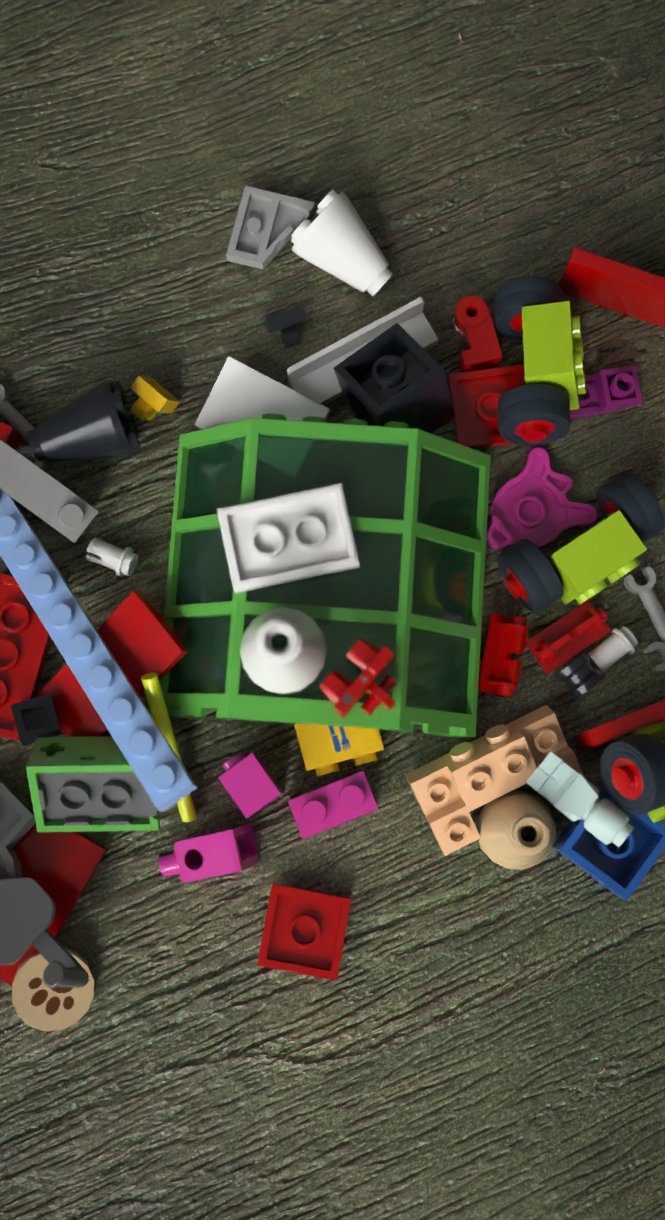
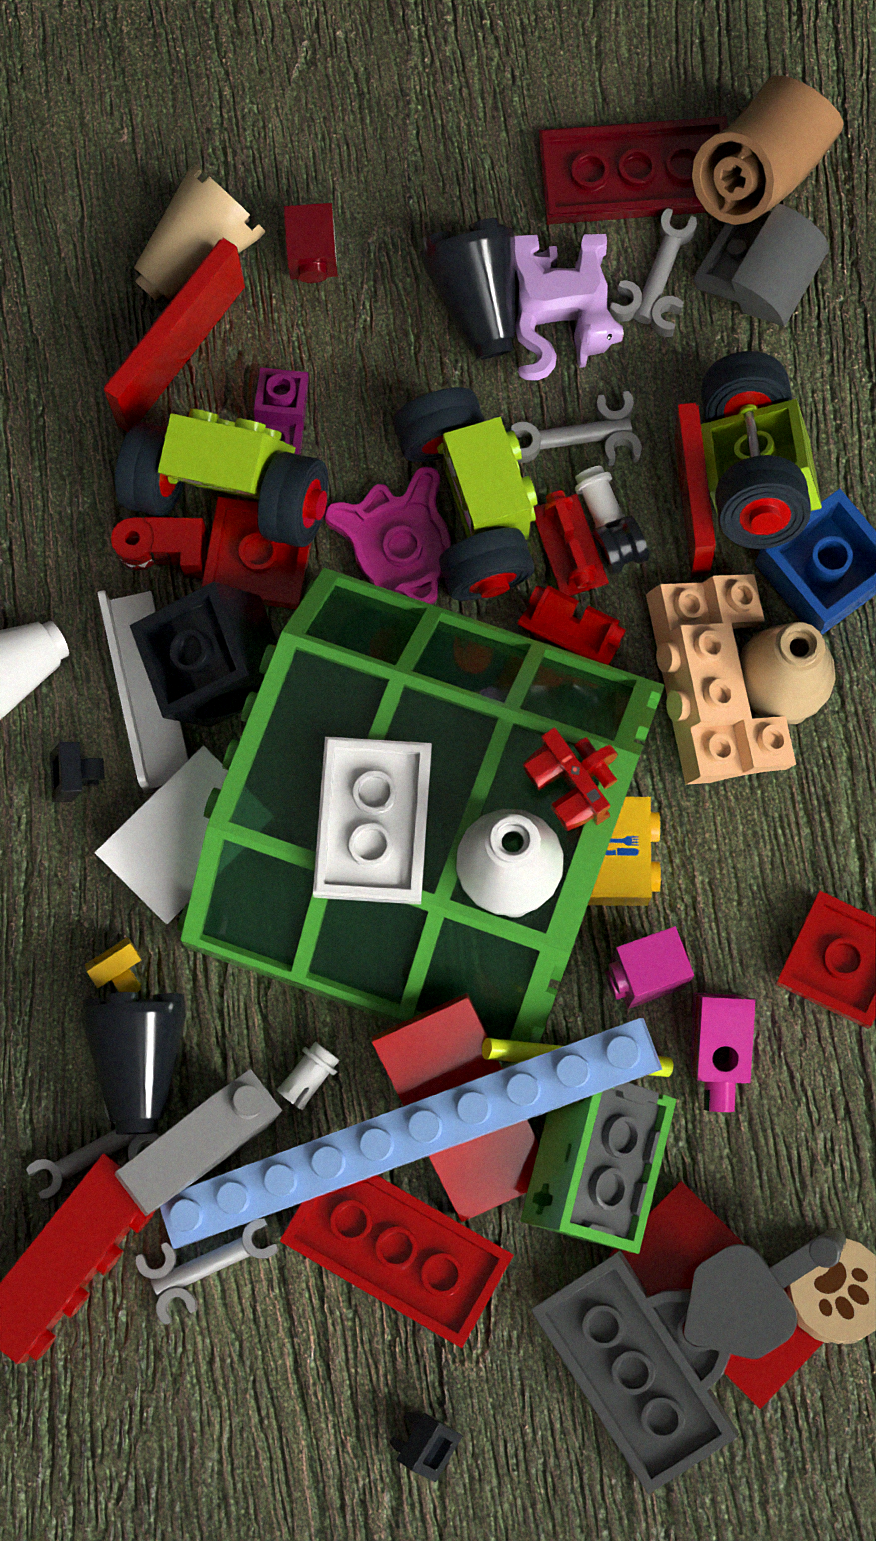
camera: 75 degrees left, 5 degrees down
(36, 719) = (495, 1219): black tile -> none
(332, 804) = (699, 879): dark pink brick -> none
(580, 800) = (773, 582): light aqua piece -> none

